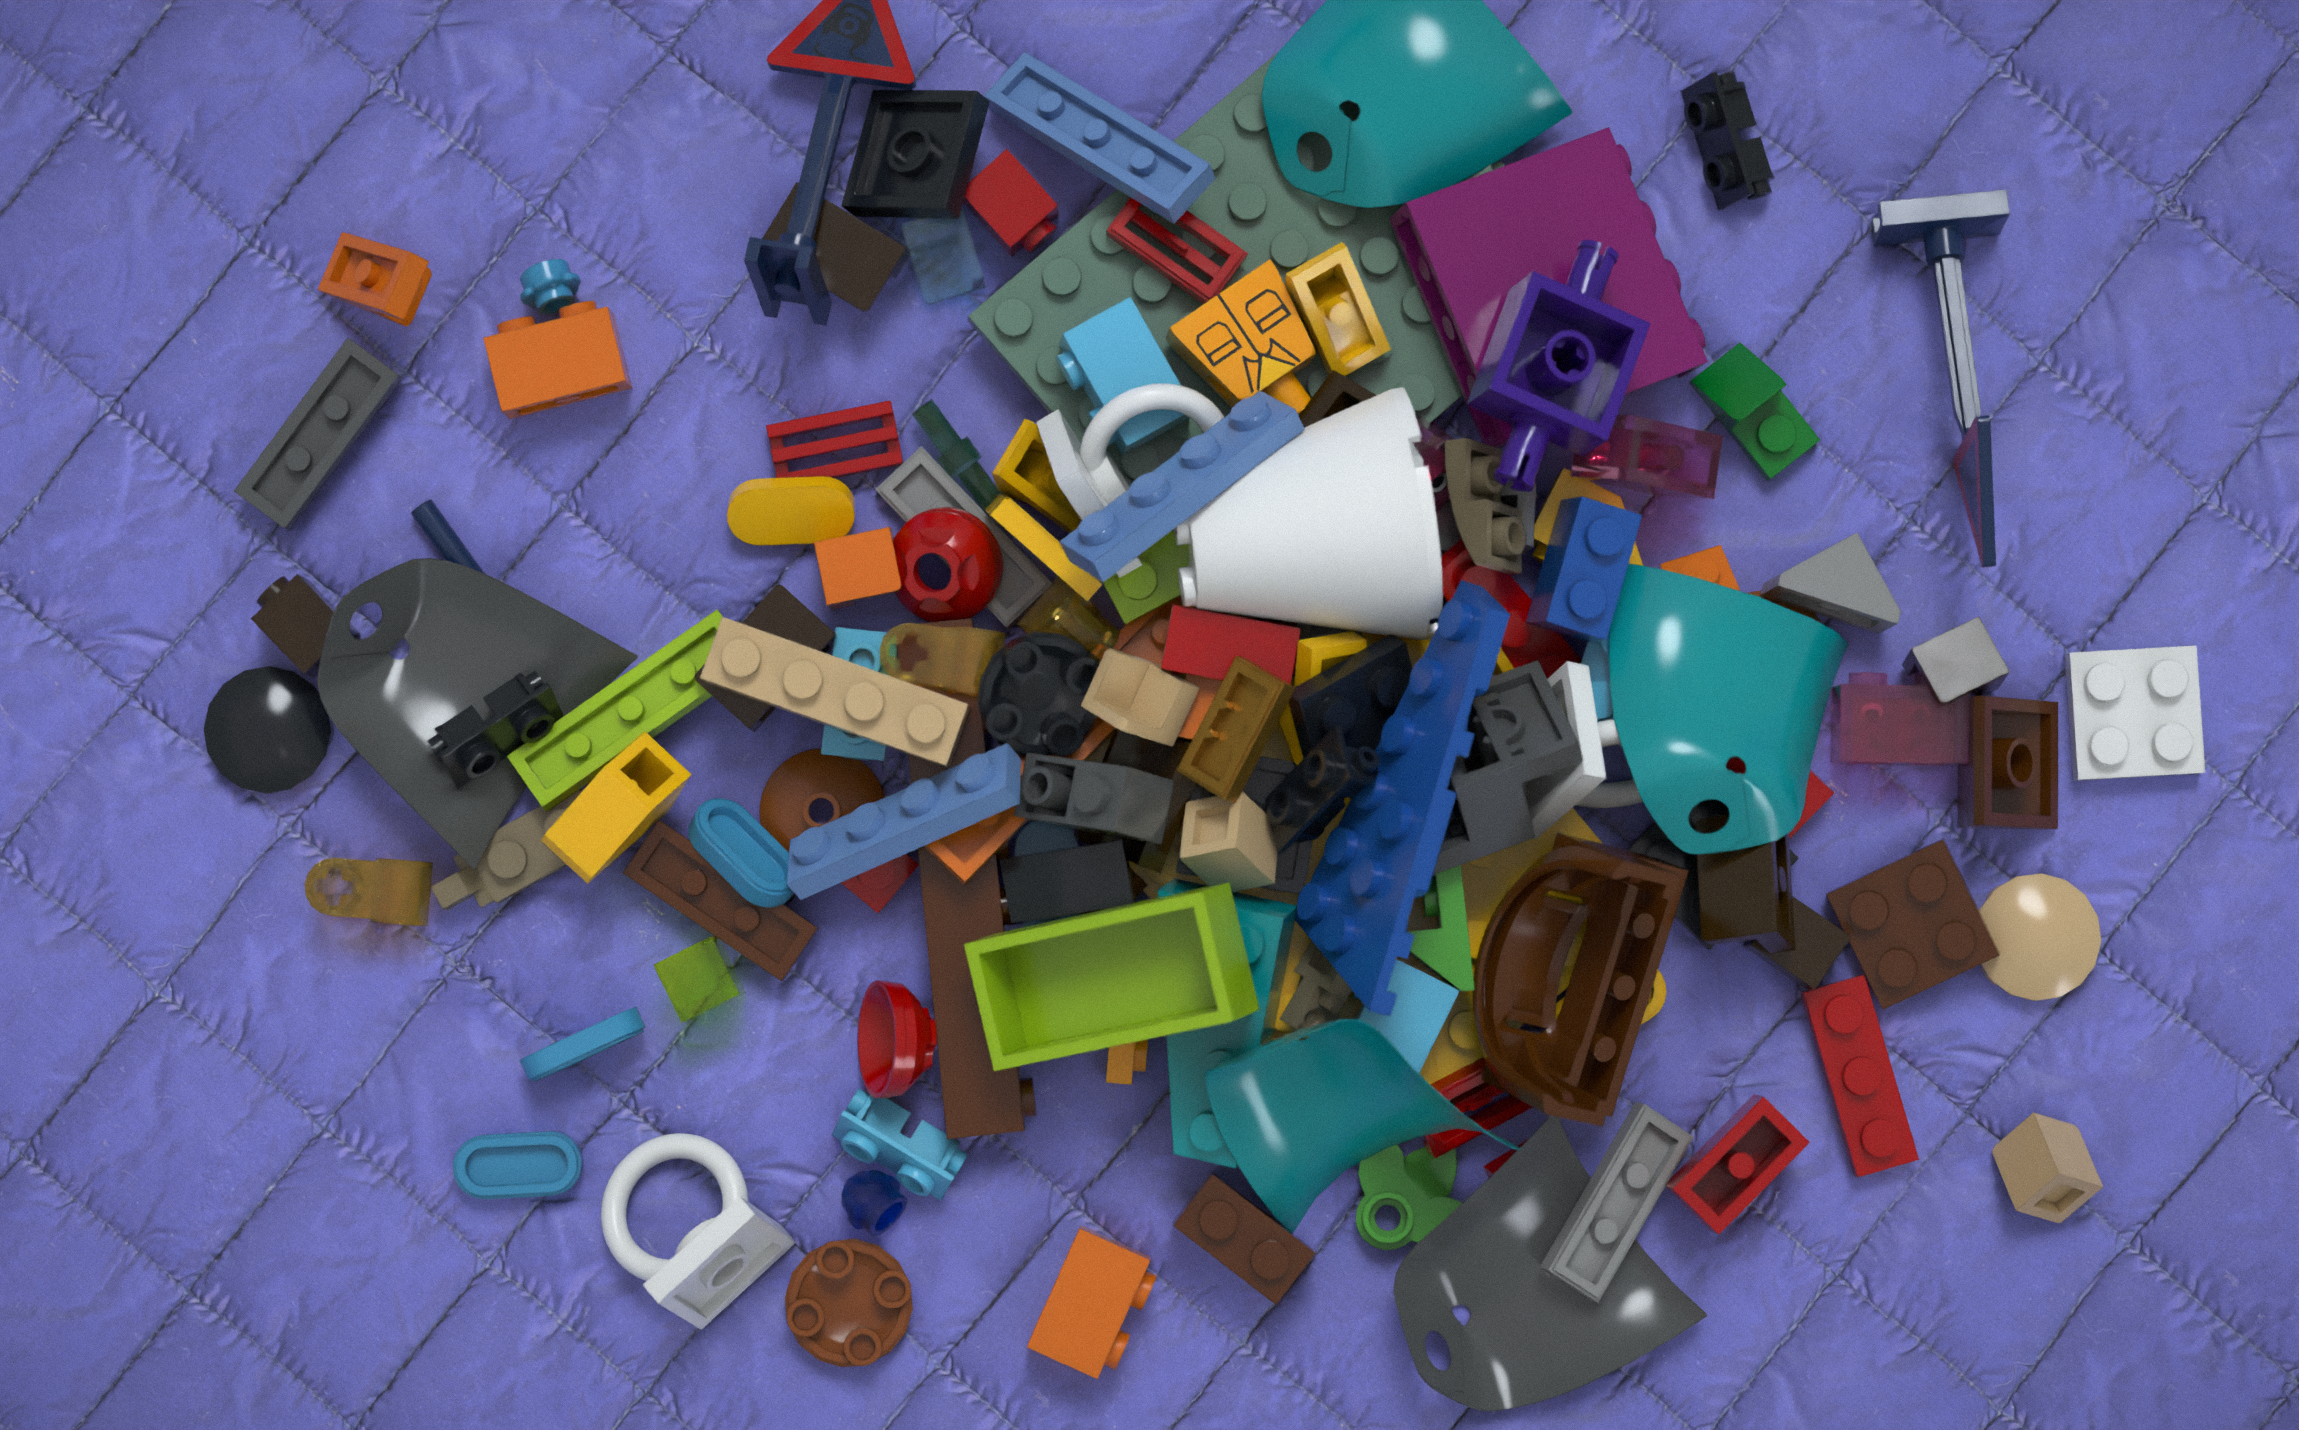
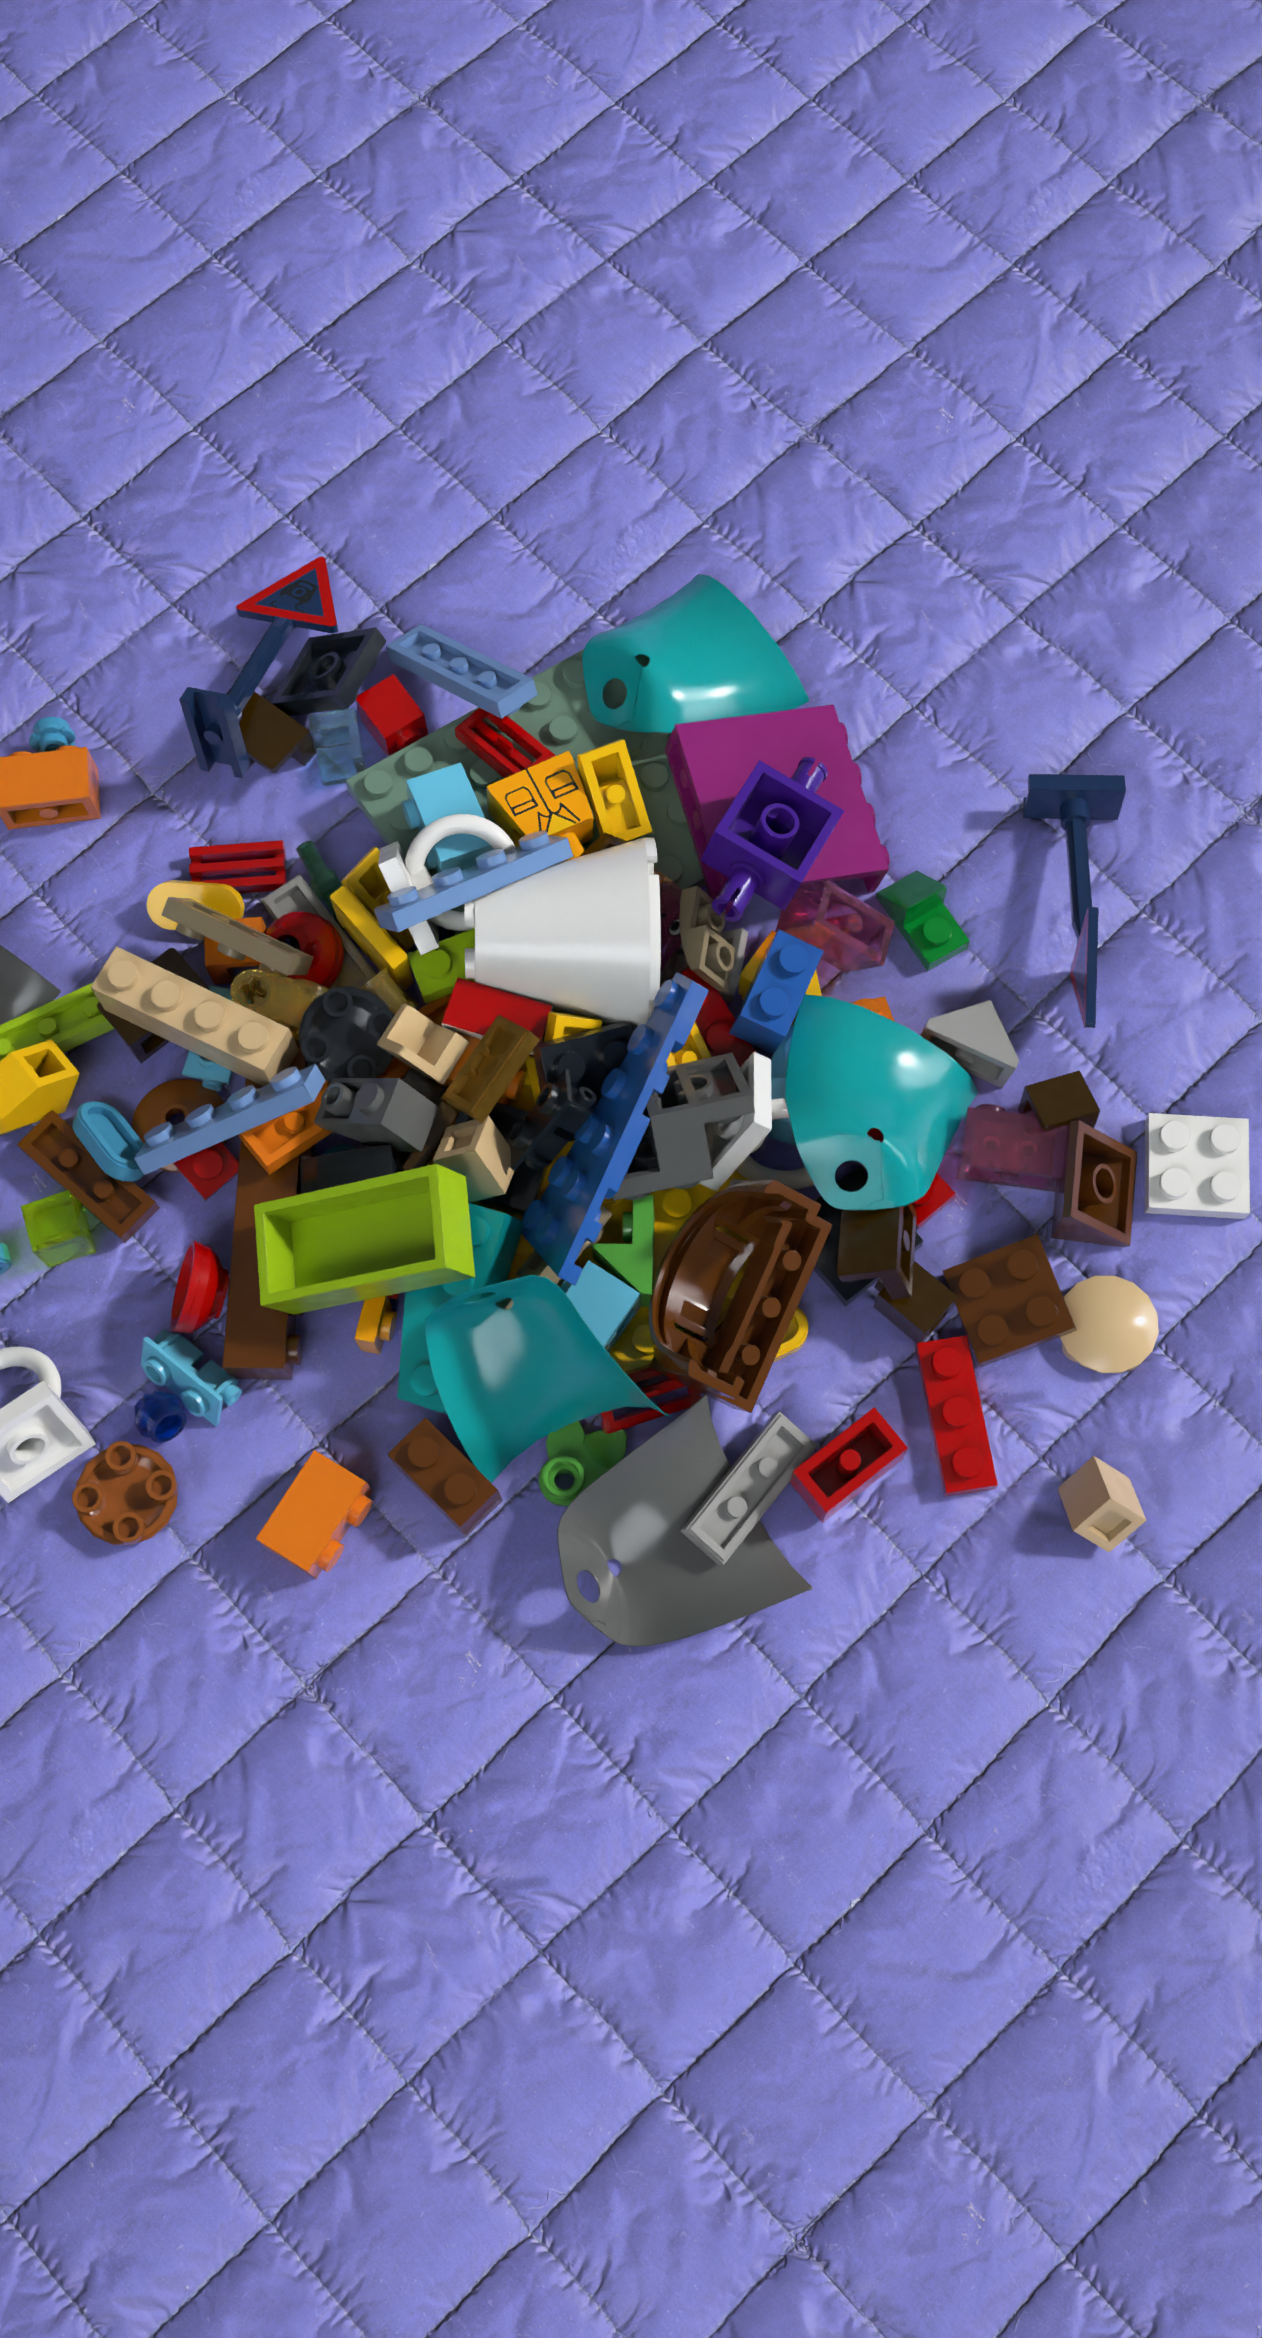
camera: 15 degrees right, 15 degrees down
(869, 572) = (236, 938): none -> dark tan plate
(1715, 113) = (915, 714): black hinge -> none

